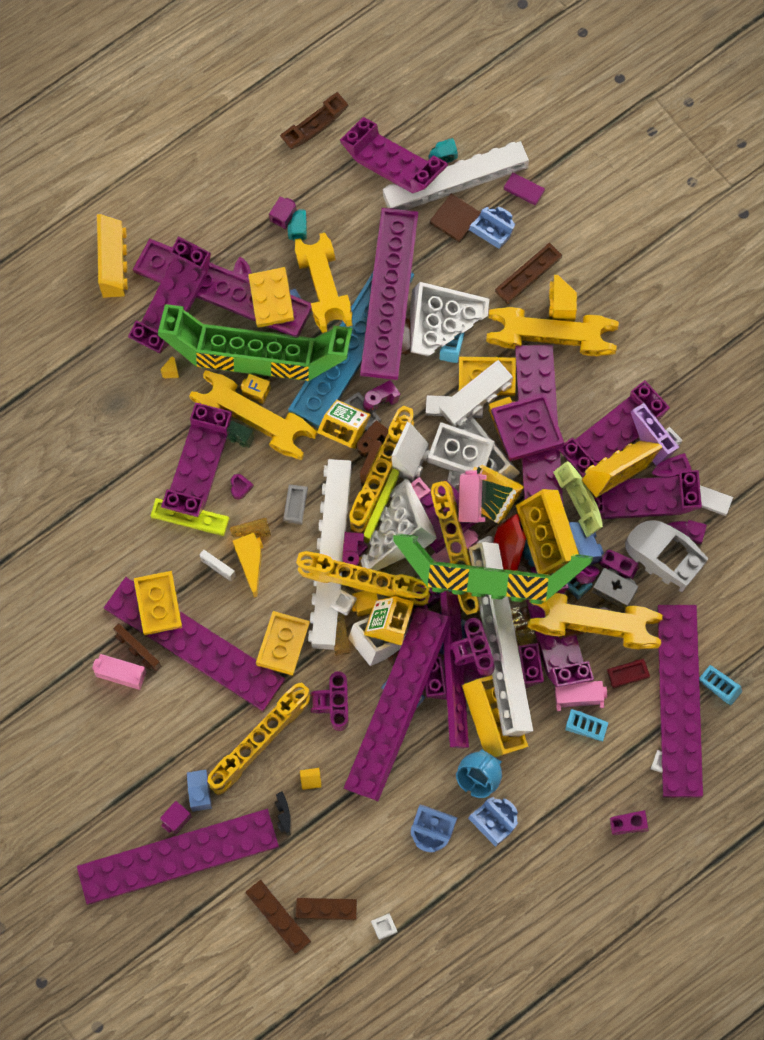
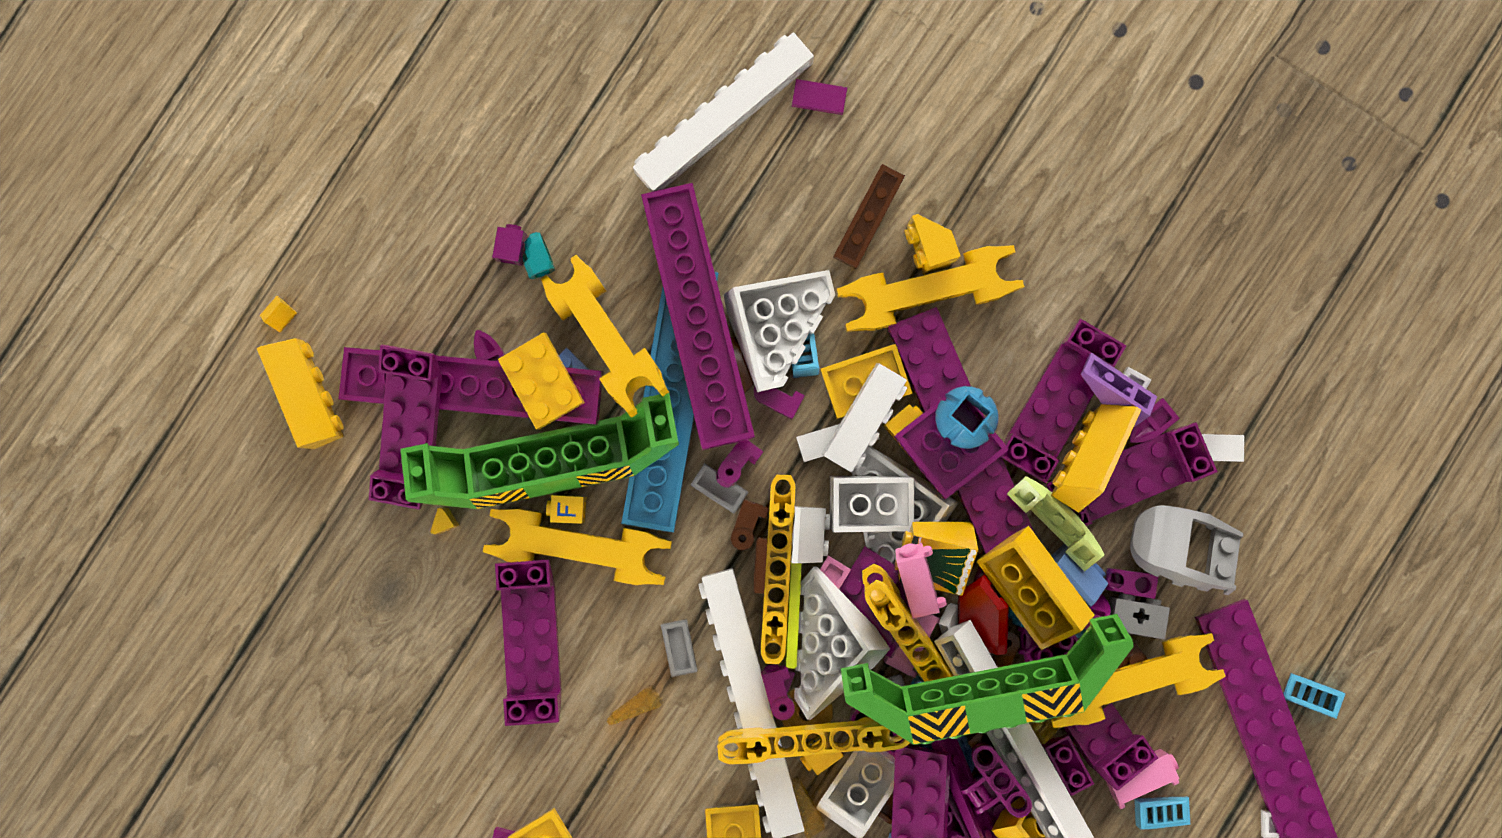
camera: 20 degrees left, 15 degrees up
(113, 205) = (278, 314): none -> yellow slope
(206, 521) = (572, 714): neon yellow tile -> none
(217, 565) = (609, 772): white tile -> none
(240, 434) = (571, 581): clear green piece -> none
(240, 486) = (597, 648): magenta tile -> none
(250, 556) = (646, 744): yellow slope -> none
(315, 123) = (505, 100): reddish brown slope -> none
(343, 602) = (795, 771): white tile -> none
(344, 424) = (703, 520): yellow slope -> none
(389, 158) = (629, 119): magenta slope -> none
(389, 619) = (867, 781): yellow slope -> none
(423, 368) = (780, 401): none -> magenta leg
(445, 150) = (694, 82): teal rock -> none
(454, 217) = (742, 170): reddish brown tile -> none
(493, 226) = (799, 165): medium blue slope -> none
(542, 421) = (954, 430): none -> dark azure piece
(628, 673) = (1190, 721): dark red tile -> none
(692, 529) = (1201, 499): magenta plate -> none

